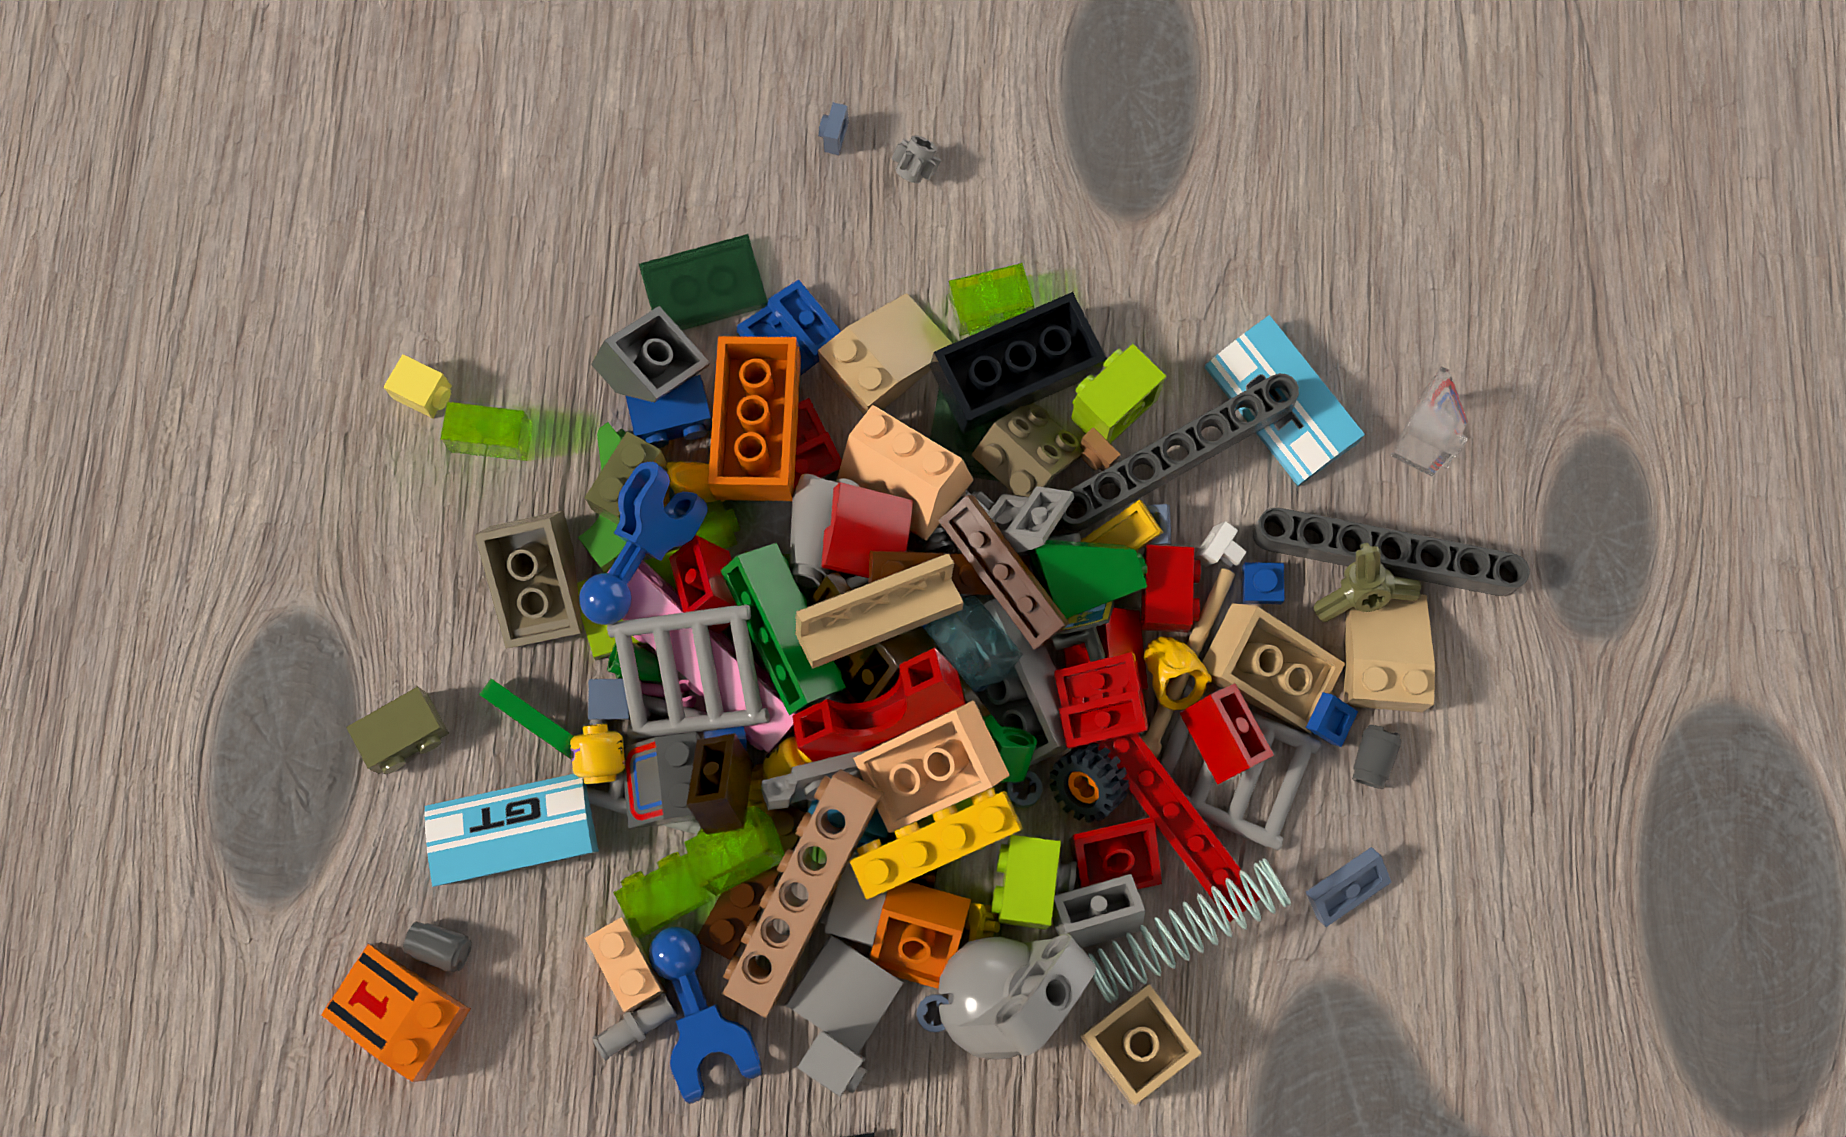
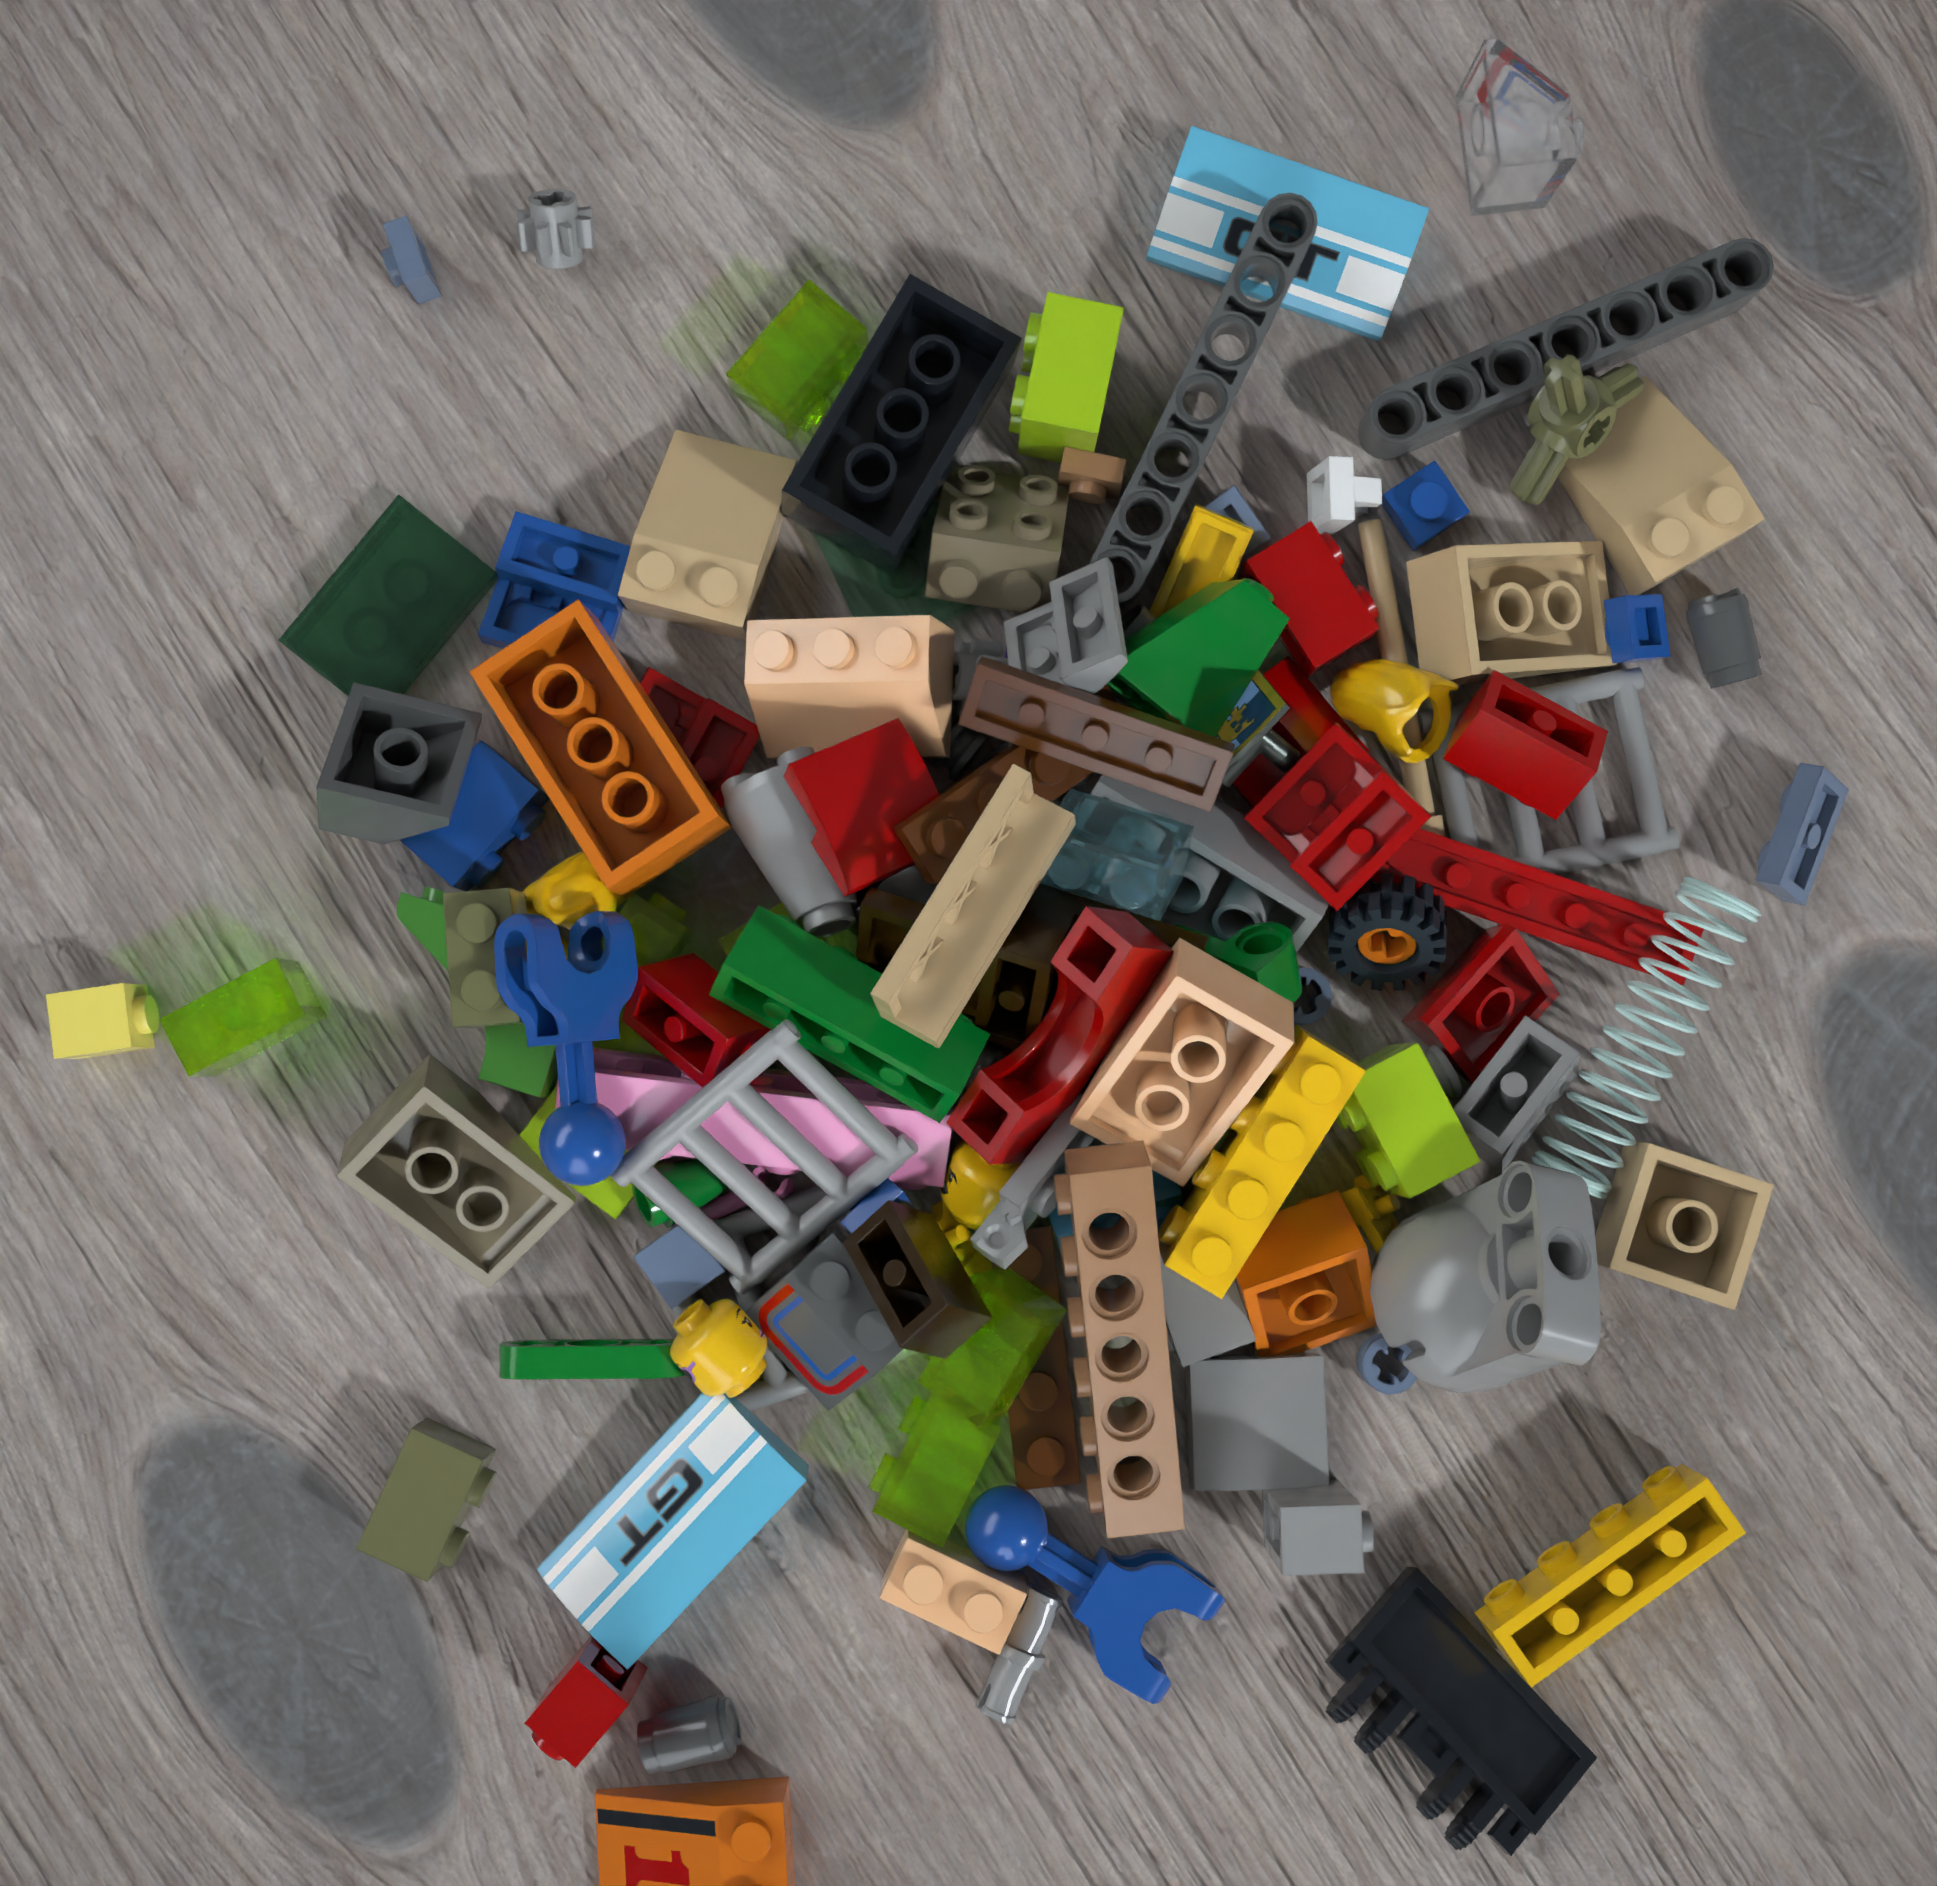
camera: 40 degrees left, 10 degrees up
(399, 883) = (583, 1703): none -> red brick

